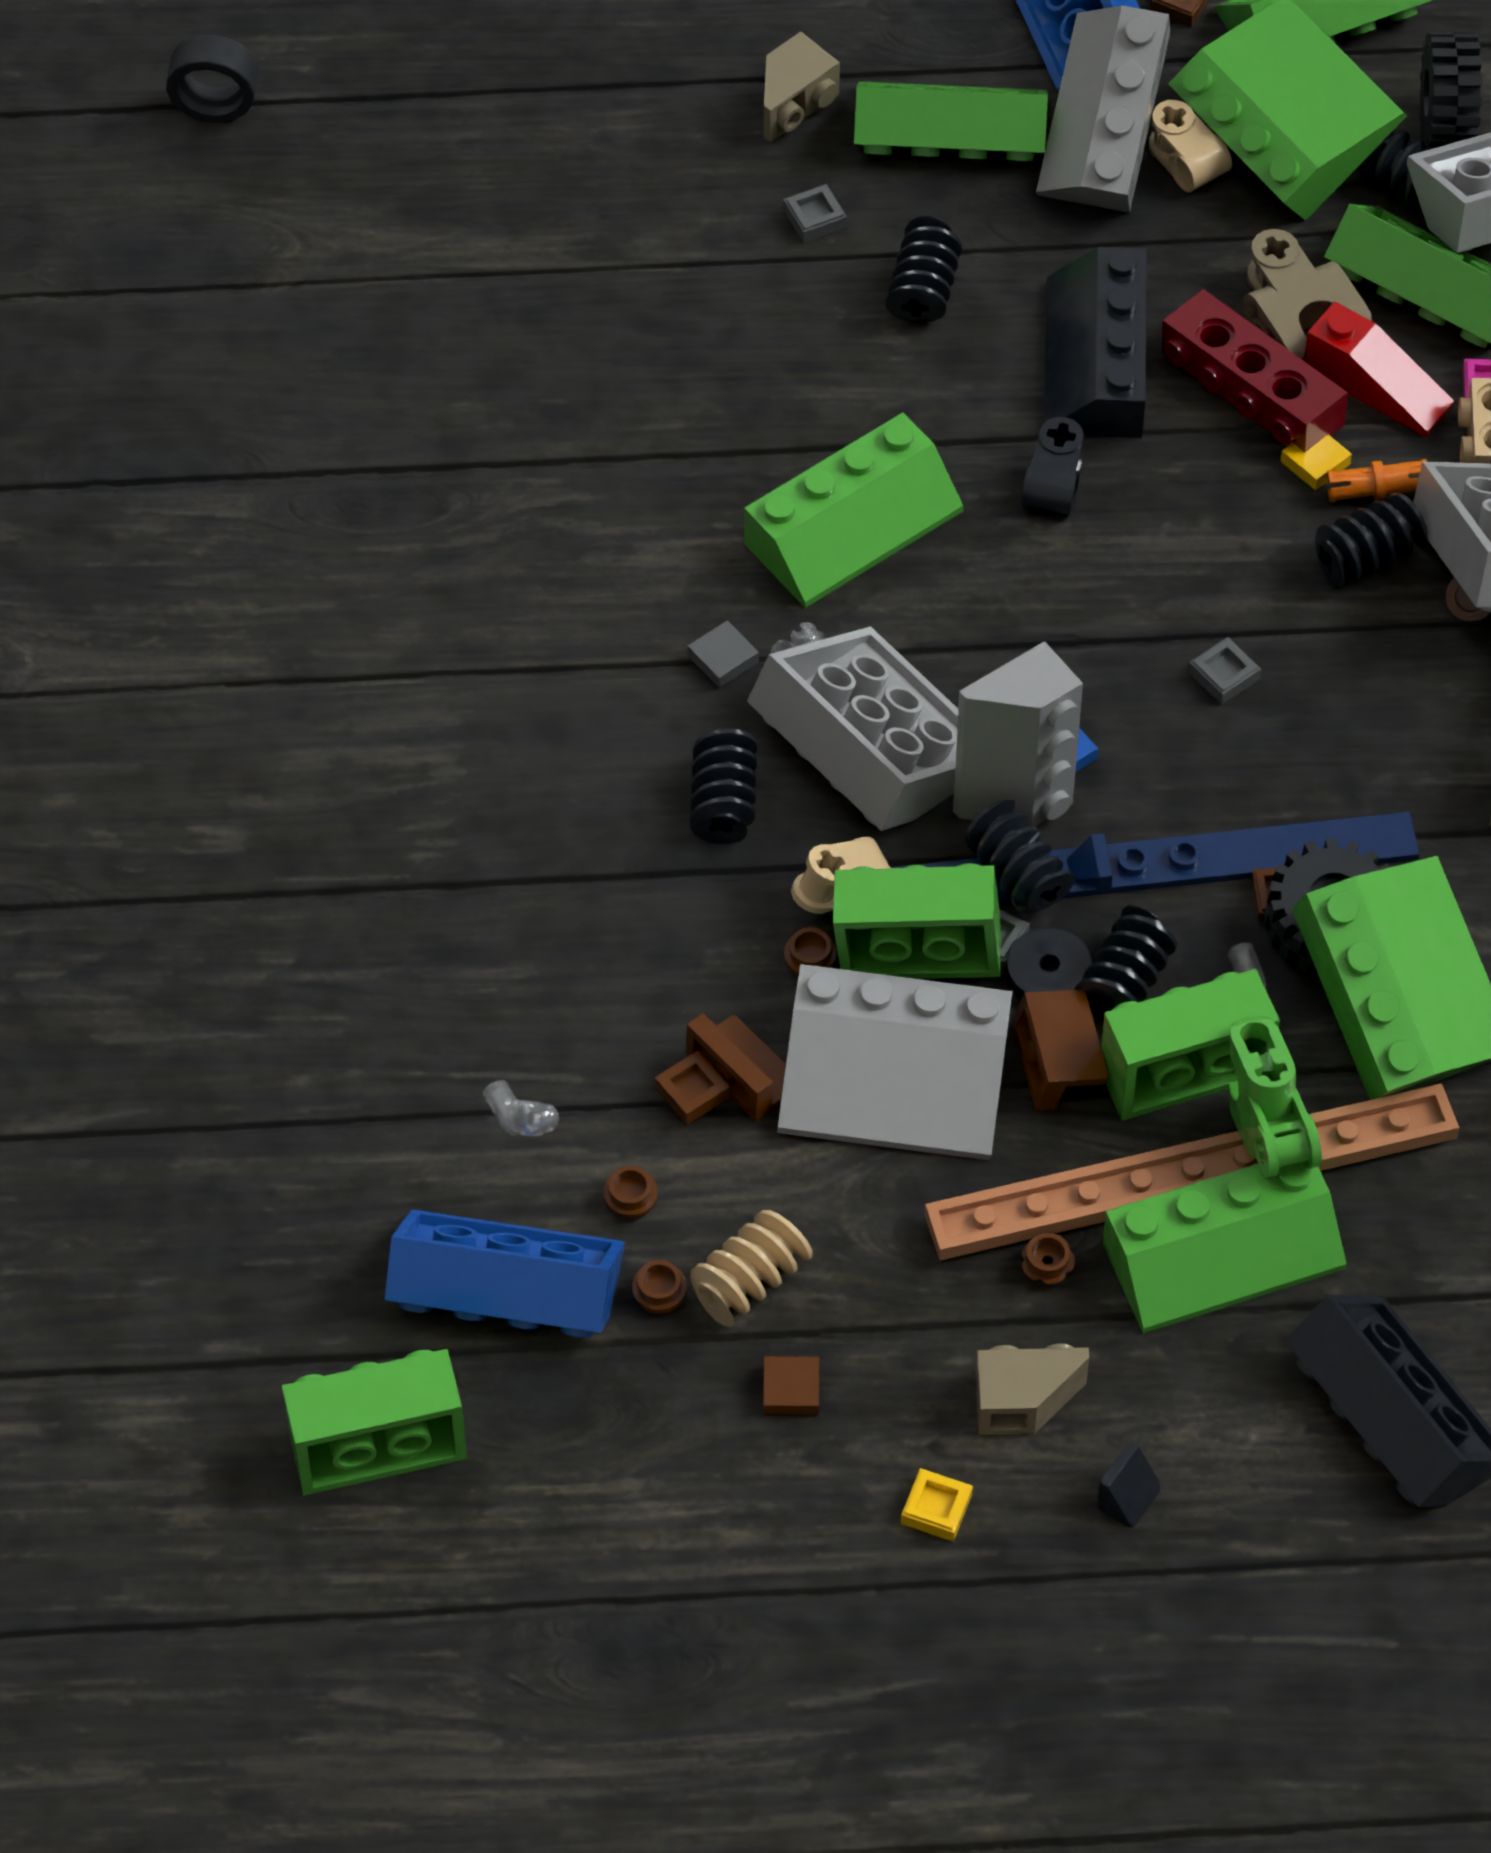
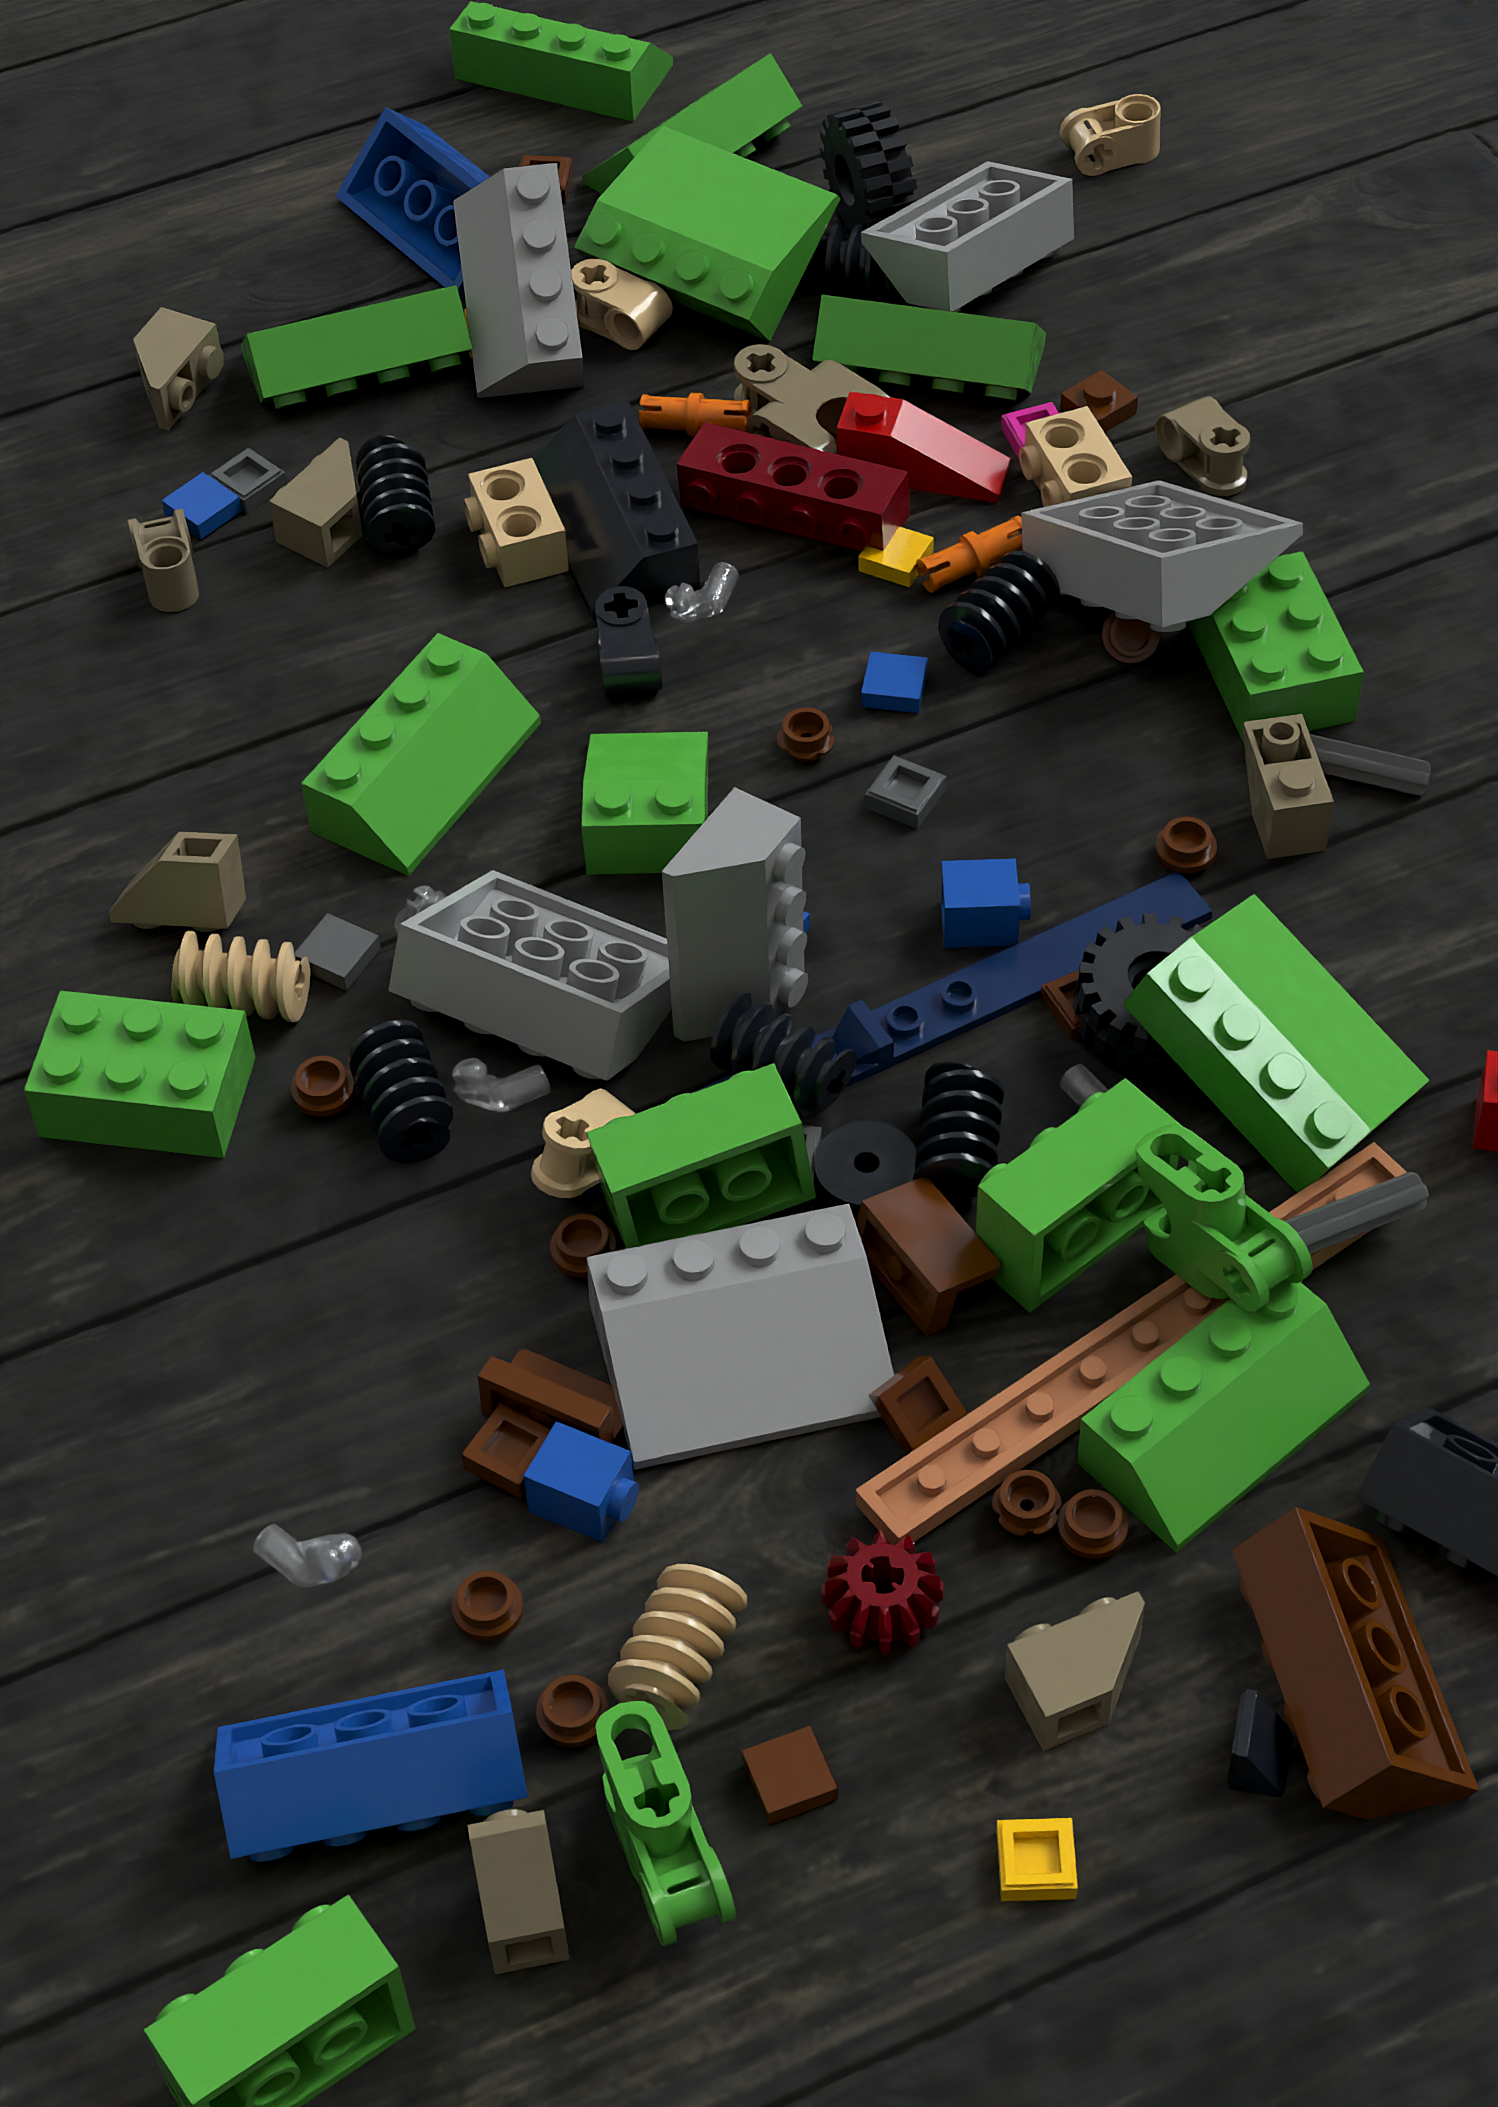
camera: 20 degrees left, 5 degrees down
(536, 704) = (140, 1074): none -> bright green brick
(567, 1391) = (518, 1890): none -> dark tan slope
(627, 561) = (187, 884): none -> dark tan slope
(638, 654) = (241, 979): none -> tan piece
(668, 760) = (322, 1086): none -> reddish brown plate
(679, 1397) = (659, 1827): none -> bright green piece
(720, 268) = (166, 561): none -> dark tan piece
(732, 1128) = (581, 1482): none -> blue brick
(768, 224) = (204, 504): none -> blue tile
(795, 809) = (498, 1093): none -> clear arm
(862, 260) = (319, 507): none -> dark tan slope
(906, 1302) = (876, 1616): none -> dark red gear
(1000, 1157) = (917, 1403): none -> reddish brown plate
(1012, 603) = (642, 799): none -> bright green slope
(1014, 328) = (516, 523): none -> tan brick
(1088, 1291) = (1092, 1524): none -> reddish brown plate
(1144, 449) = (710, 600): none -> clear arm
(1169, 586) = (806, 734): none -> reddish brown plate
(1205, 273) = (692, 412): none -> orange pin
(1222, 1456) = (1351, 1668): none -> reddish brown slope
(1236, 786) = (982, 903): none -> blue brick
(1260, 572) = (894, 682): none -> blue tile
(1386, 1133) = (1361, 1211): none -> dark grey axle
(1424, 793) = (1186, 845): none -> reddish brown plate

